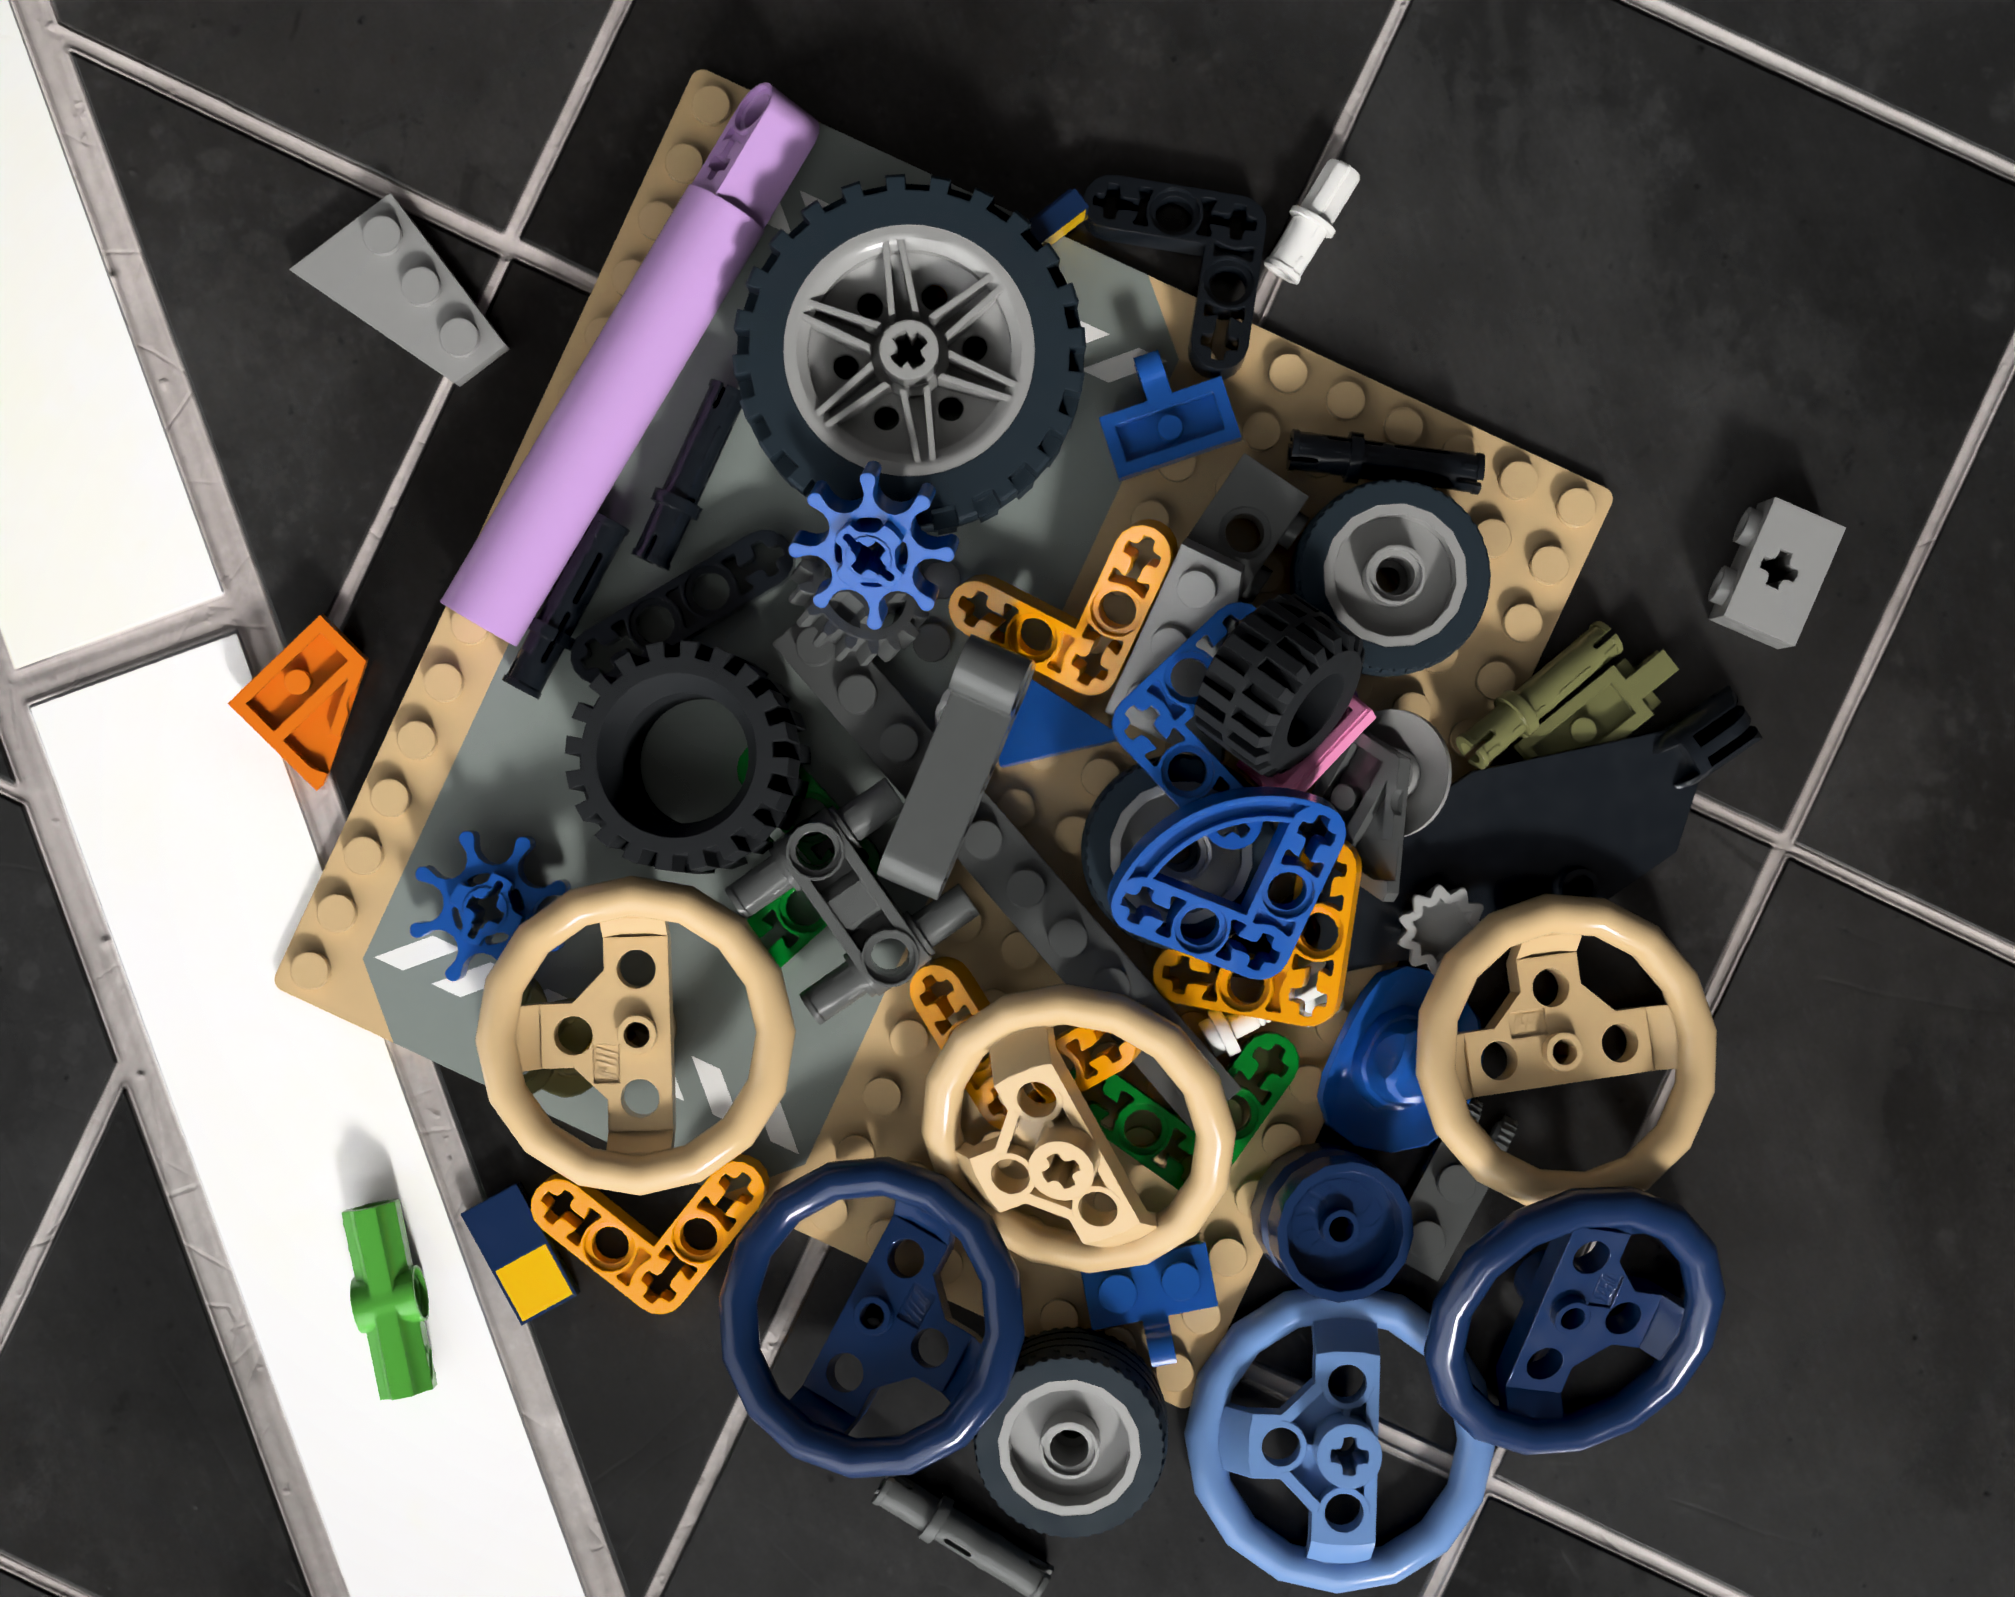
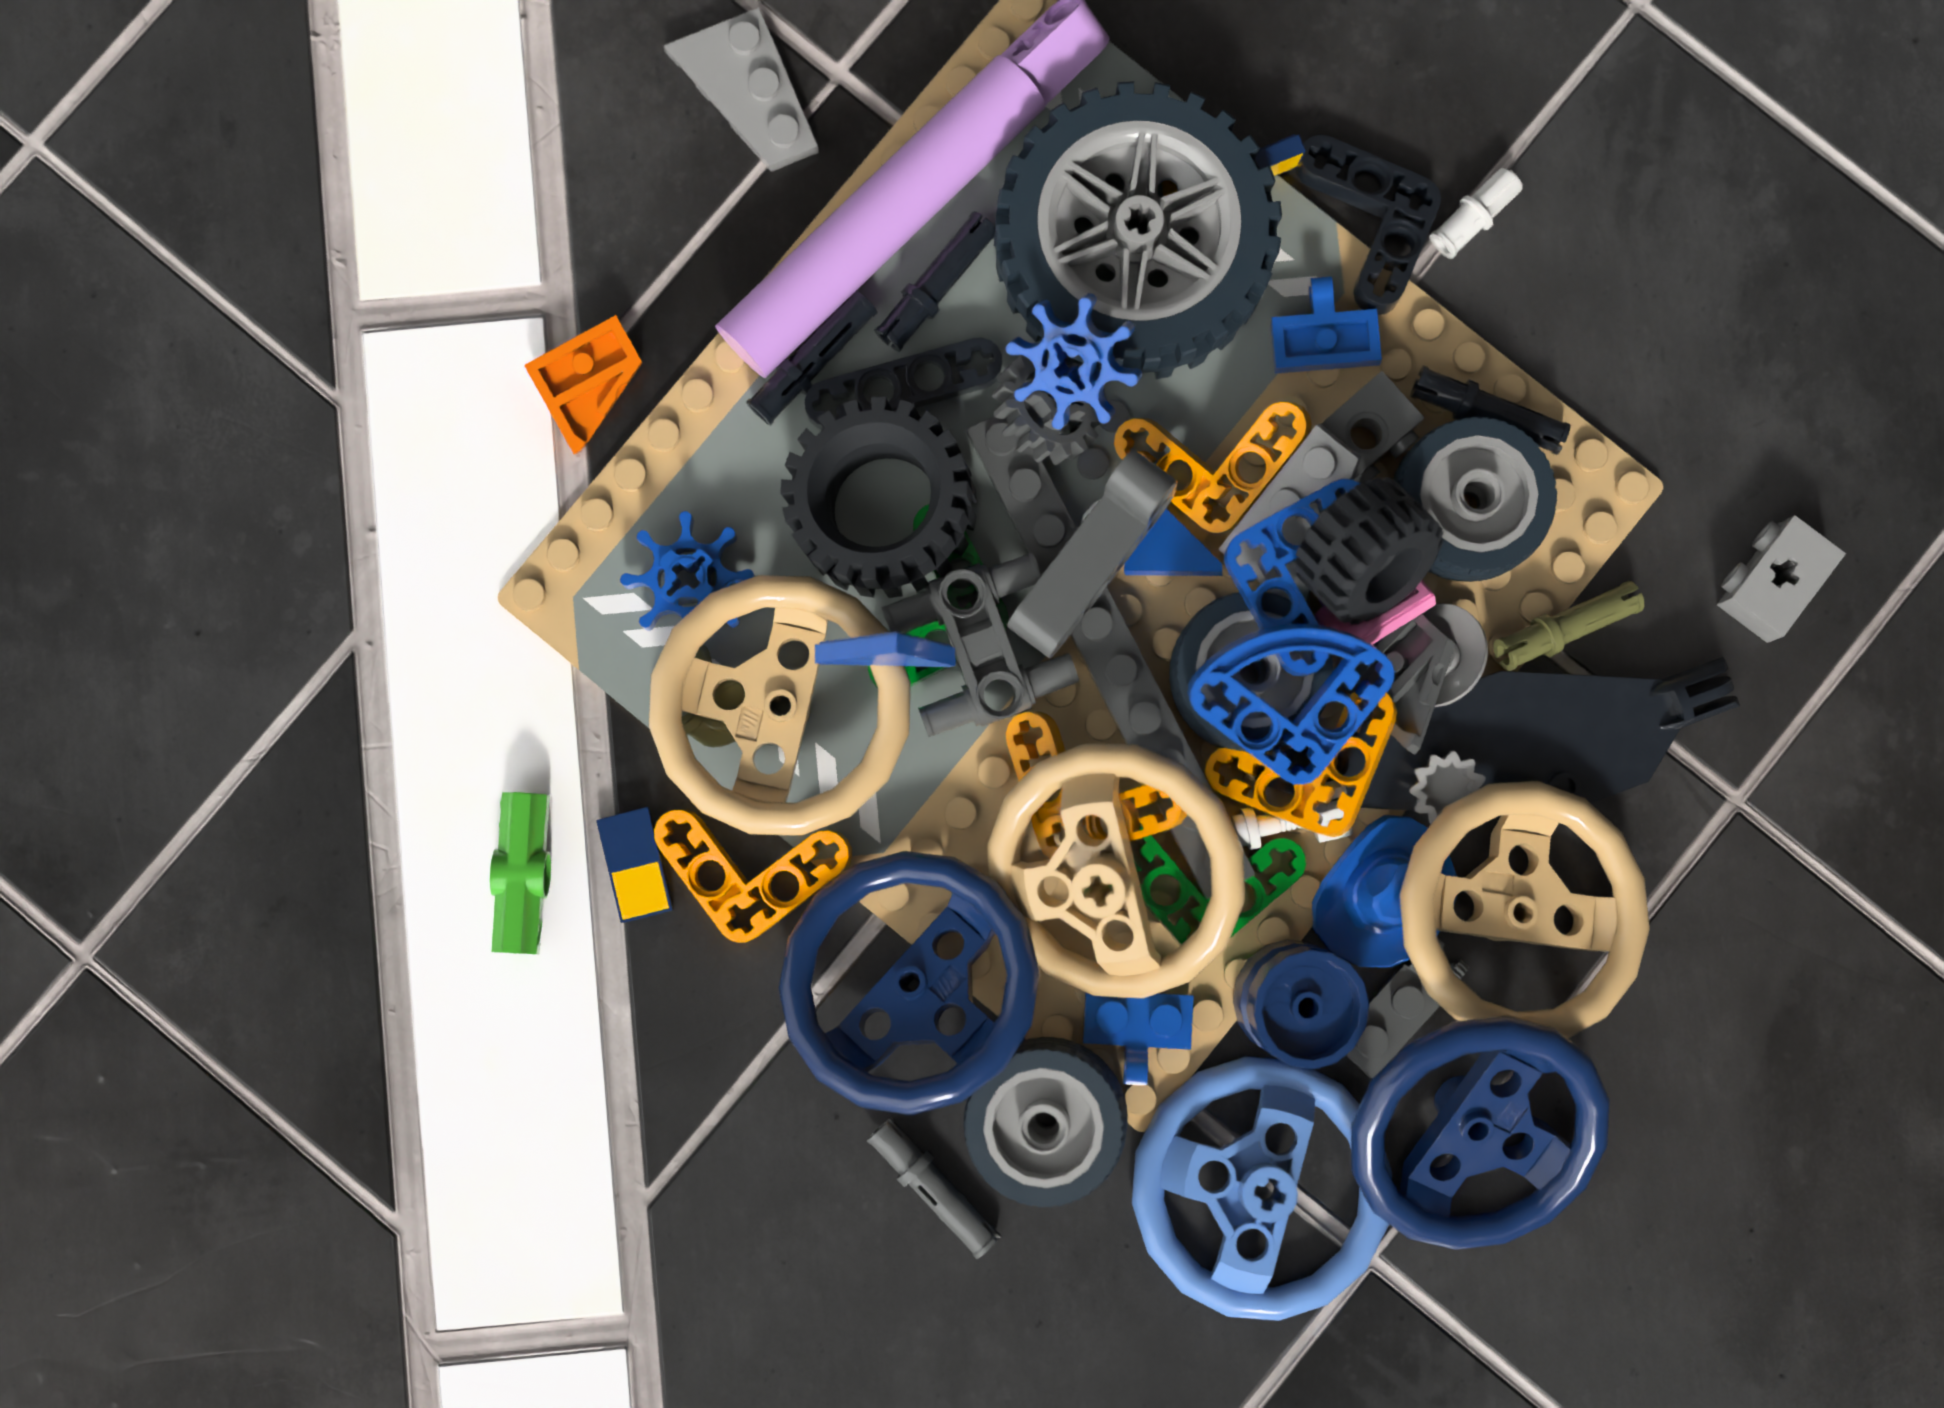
camera: 15 degrees right, 5 degrees down
(741, 948) = (885, 650): none -> tile
(1602, 709) = (1616, 651): olive hinge -> none

